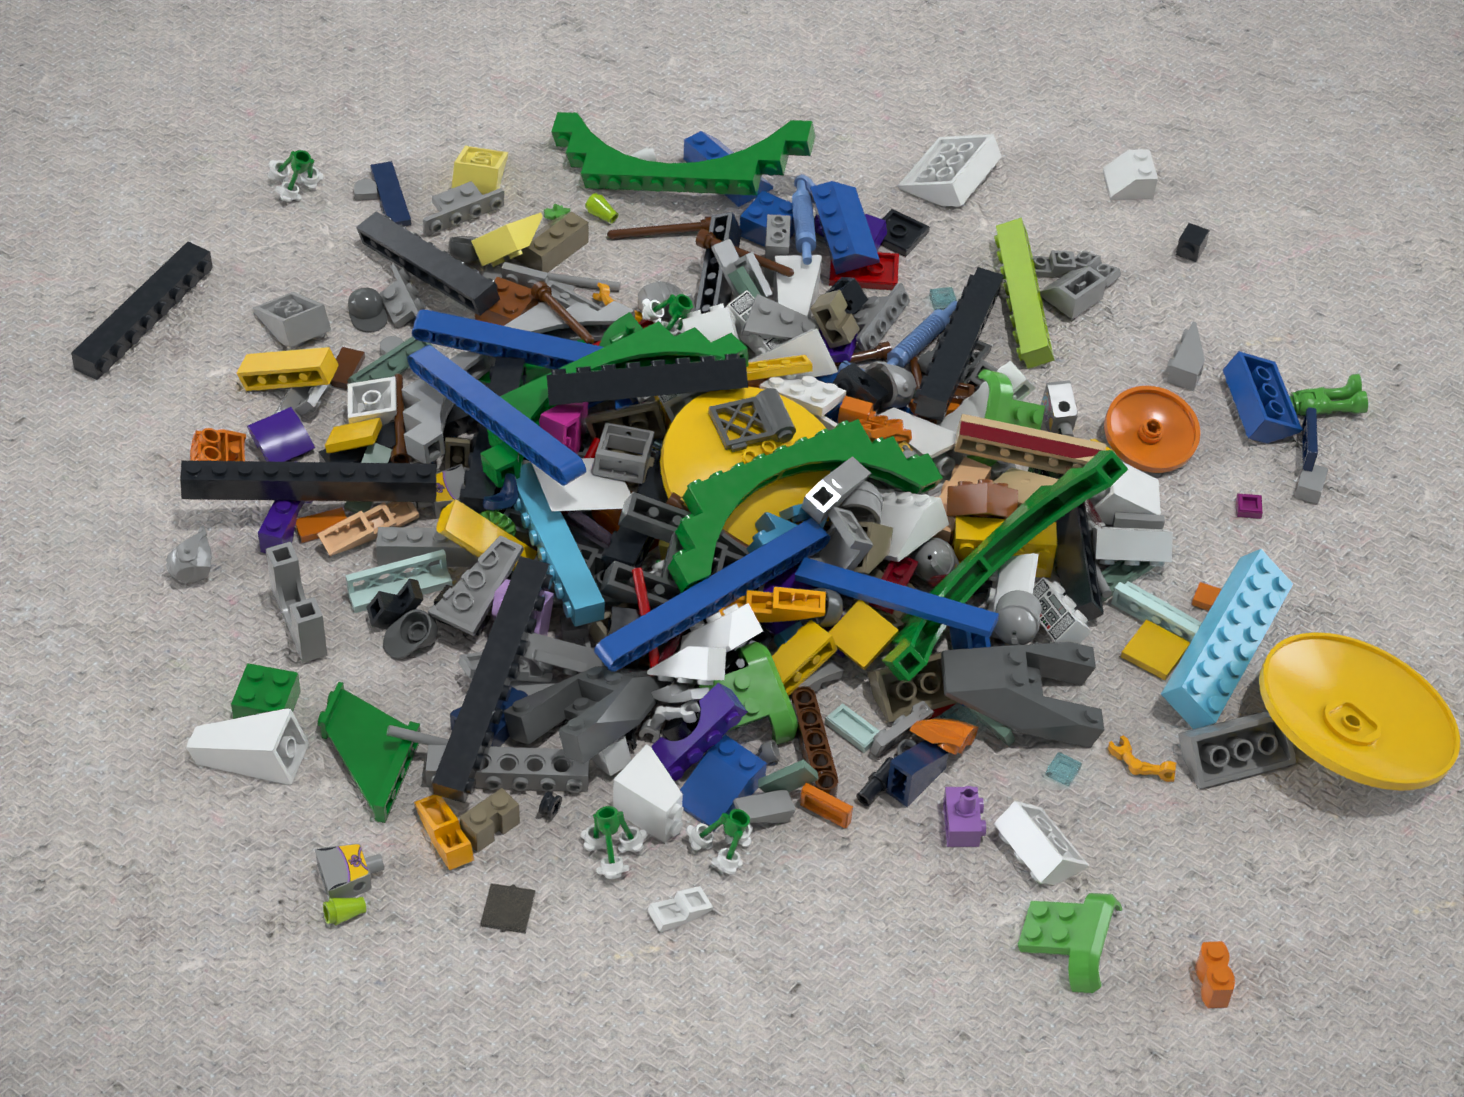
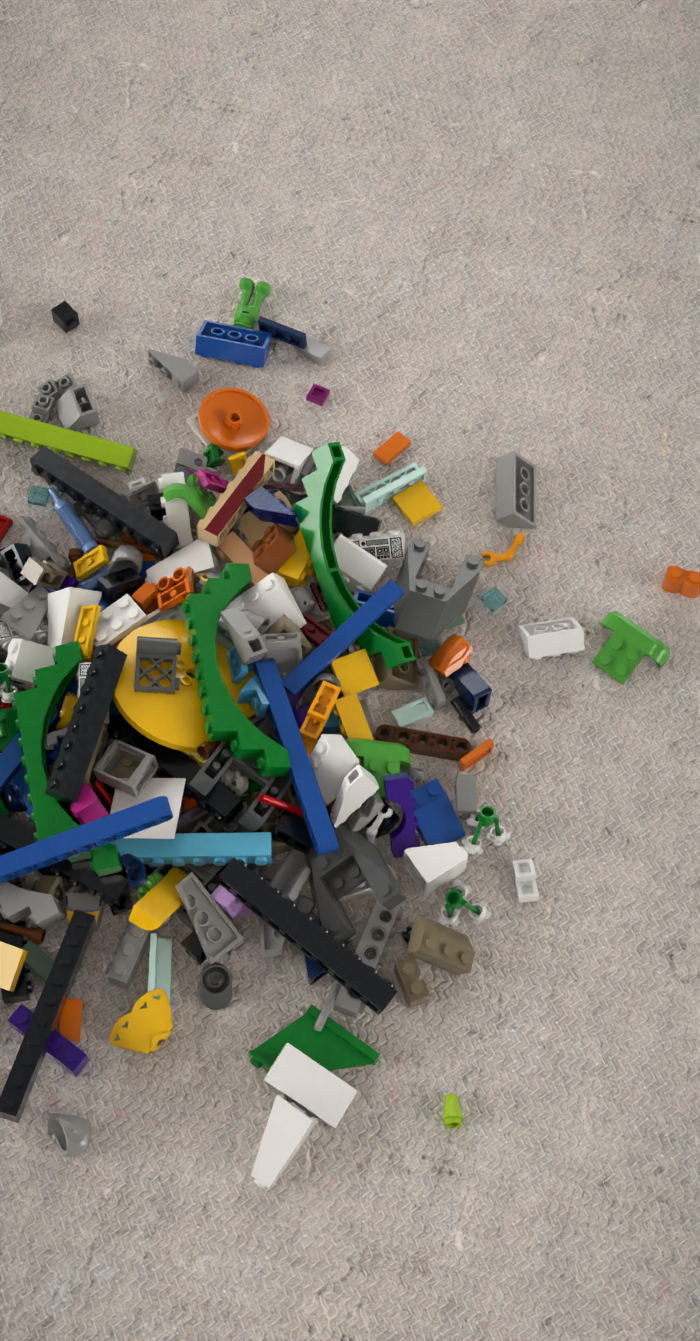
camera: 70 degrees left, 15 degrees up
(265, 690) = (237, 1113): green brick -> none
(300, 614) = (135, 1064): light grey arch -> none
(321, 753) = (310, 1085): none -> white tile
(340, 583) = (145, 1025): none -> yellow piece
(346, 870) = (421, 1099): light grey torso -> none
(364, 526) = (93, 988): light nougat slope -> none
(388, 607) = (186, 987): black brick -> none
(444, 831) = (406, 1018): light orange slope -> none
(508, 908) = (484, 995): clear smoke piece -> none
(547, 828) = (440, 946): none -> dark tan slope
(789, 778) = (452, 770): sand green tile -> none
(872, 355) = (91, 562): none -> yellow plate
(963, 817) = (514, 674): medium lavender brick -> none
(1019, 613) = (379, 569): light grey helmet -> none
(1031, 472) = (267, 508): none -> clear blue slope
(1042, 417) = (211, 481): none -> dark pink hinge
(1091, 427) = (213, 455): none -> green tile
(1227, 639) = (436, 456): medium azure brick -> none
(1399, 721) = (551, 403): yellow dish -> none

